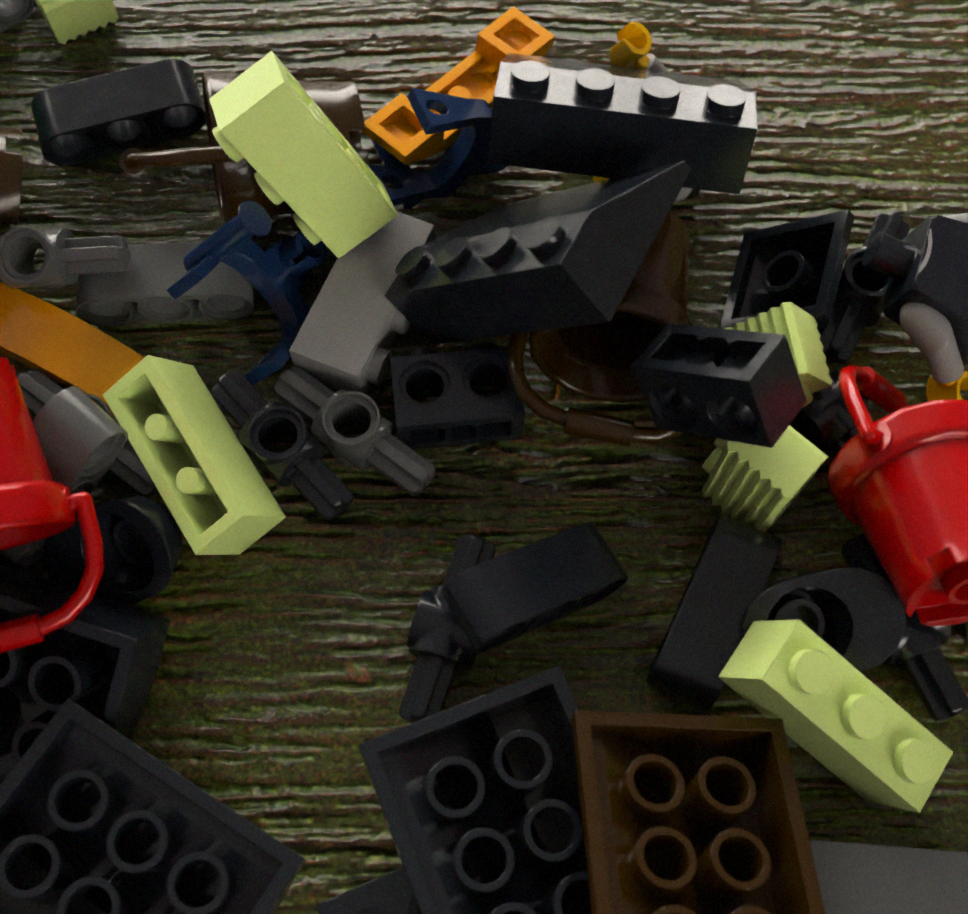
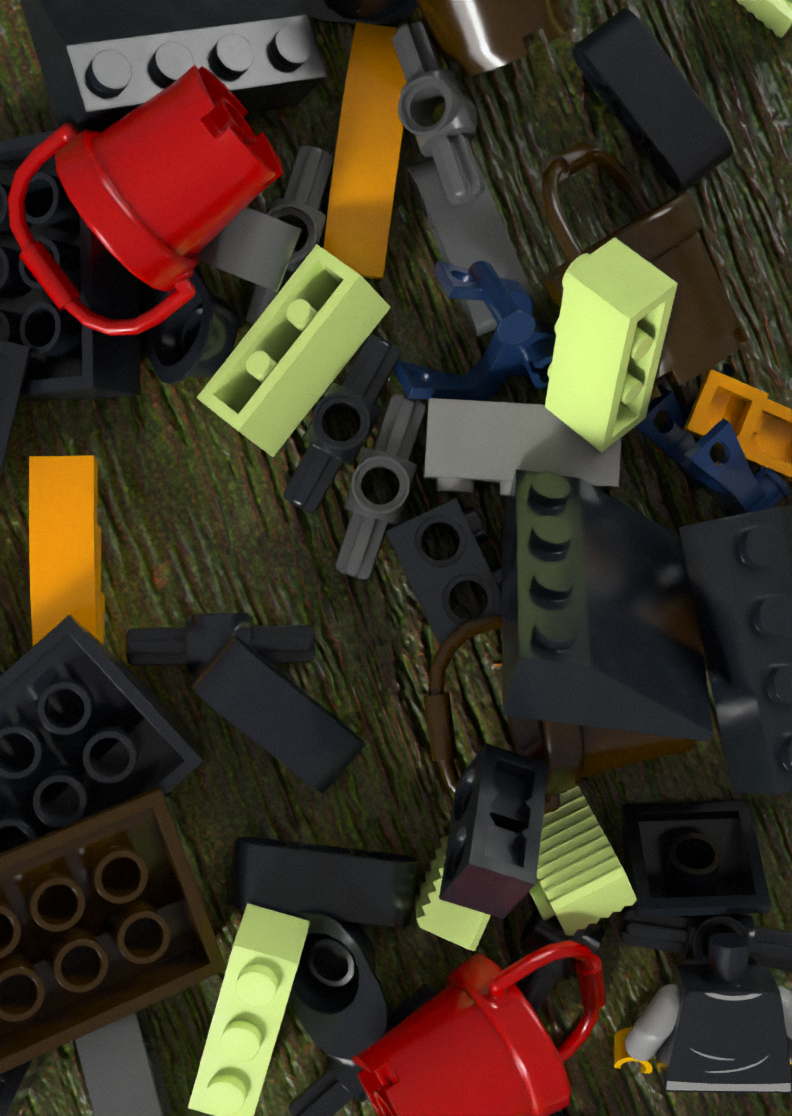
camera: 65 degrees right, 20 degrees up
(283, 746) = (64, 544): none -> light orange slope

